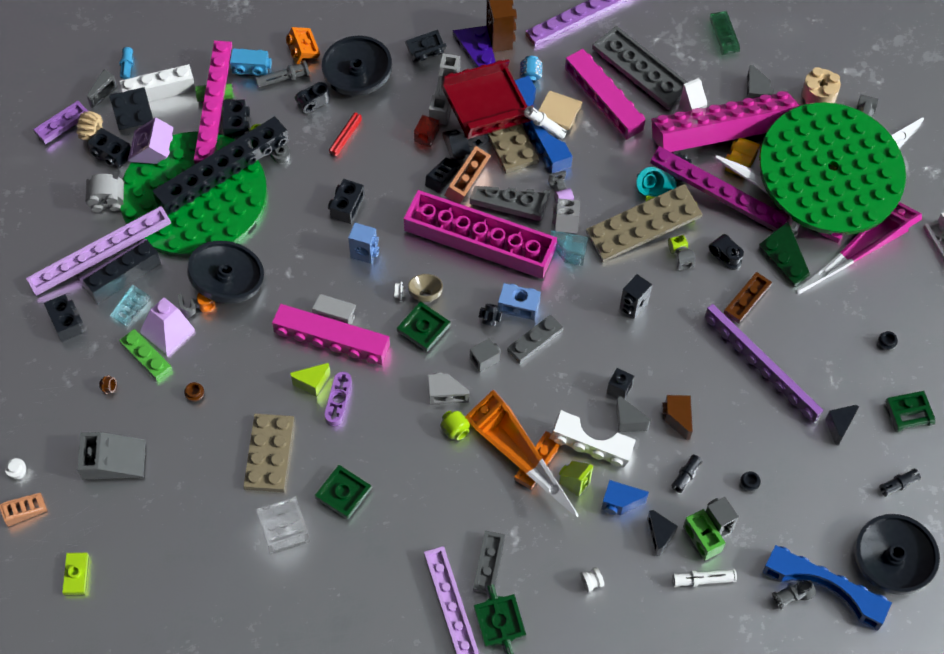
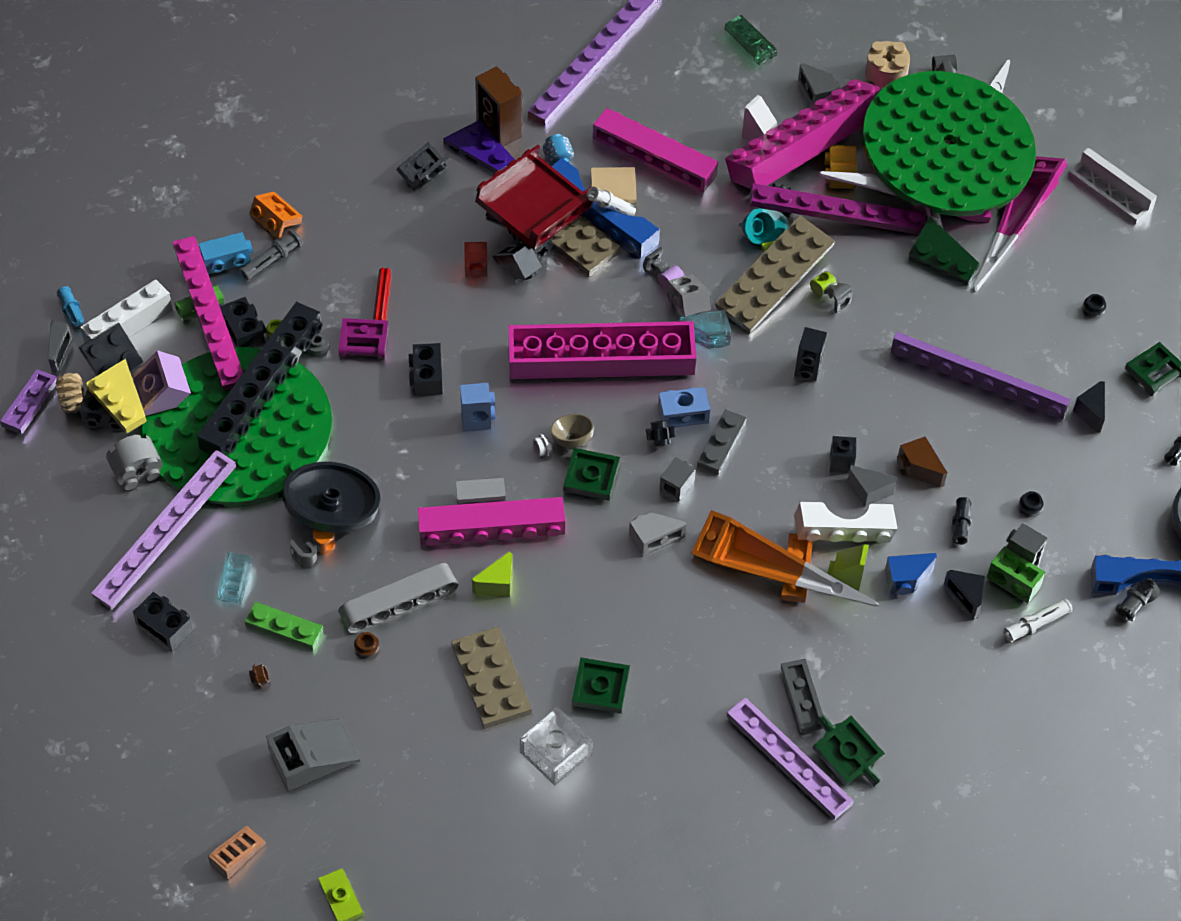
camera: 25 degrees left, 5 degrees down
(15, 468) = (201, 810): white plate -> none
(117, 141) = (118, 396): none -> light yellow wing
(119, 270) = (198, 543): black slope -> none
(166, 327) = (293, 585): lavender slope -> none
(234, 366) = (398, 598): none -> light grey beam
(313, 97) = (322, 267): black piece -> none
(318, 156) = (363, 332): none -> magenta plate
(341, 407) = (540, 579): medium lavender beam -> none
(357, 65) = (355, 213): black dish -> none
(437, 179) = (519, 304): black slope -> none
(439, 105) = (475, 217): light grey arch -> none
(455, 425) = (685, 566): lime head -> none
(467, 175) = (552, 290): nougat brick -> none
(519, 203) = (622, 302): dark grey wing -> none
(592, 579) = (922, 668): white wheel -> none
(640, 66) = (679, 107): dark grey plate -> none
(725, 250) = (879, 271): black piece -> none
(747, 297) = (927, 313): reddish brown plate -> none

